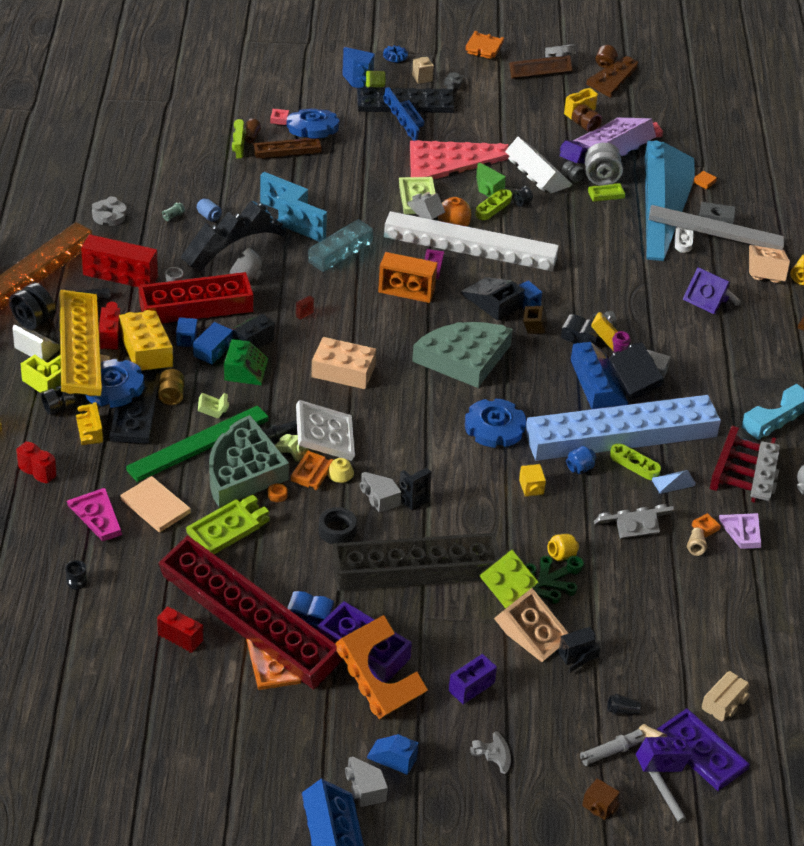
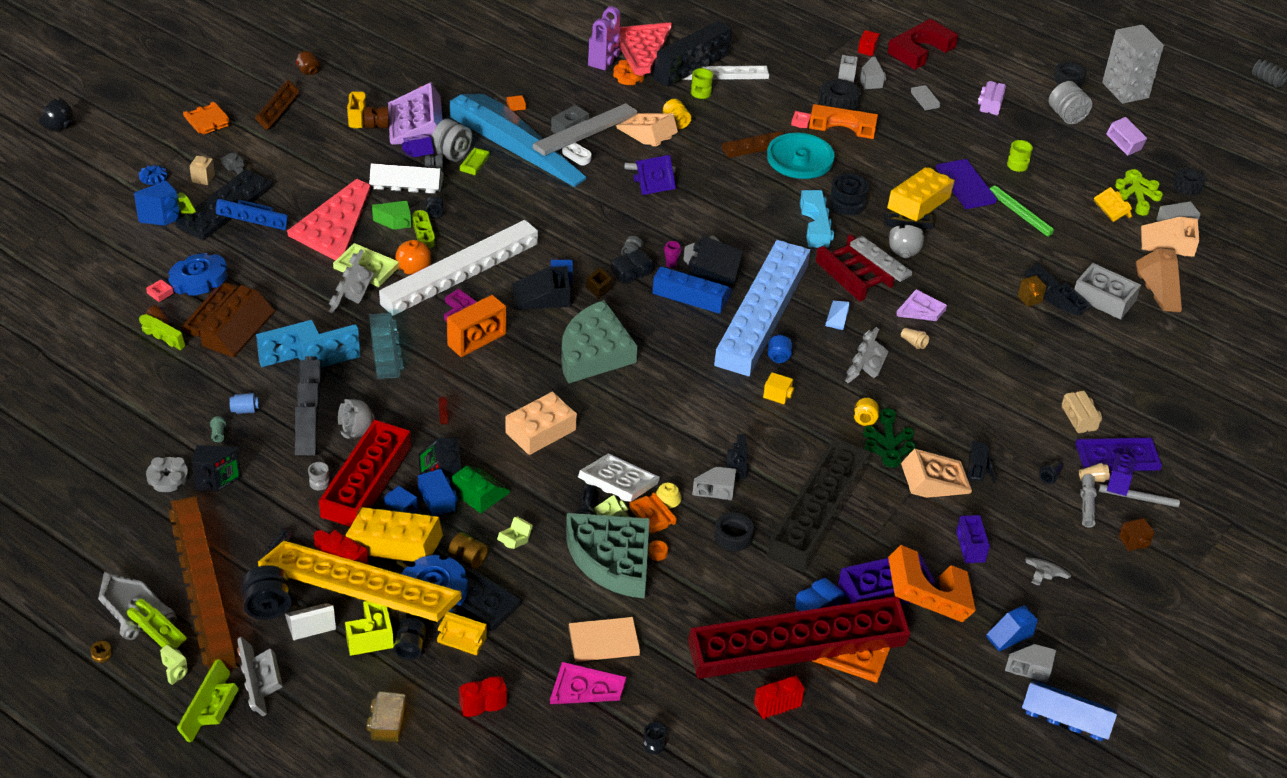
camera: 55 degrees left, 0 degrees up
(119, 261) = (264, 499): red brick -> none
(126, 224) = (215, 467): none -> black slope
(189, 447) = (550, 573): green tile -> none
(228, 524) = (673, 603): lime tile -> none
(288, 163) = (236, 322): none -> reddish brown slope
(386, 196) = (354, 283): none -> light grey bracket
(426, 205) = (397, 265): light grey slope -> none
(495, 423) = (694, 373): blue piece -> none
(509, 578) = (891, 457): lime brick -> none
(560, 50) = (273, 80): light grey plate -> none
(604, 329) = (650, 251): yellow slope -> none
(612, 76) = (333, 76): reddish brown wing -> none
(623, 455) = (789, 323): lime beam -> none
(707, 524) = (898, 323): orange tile -> none

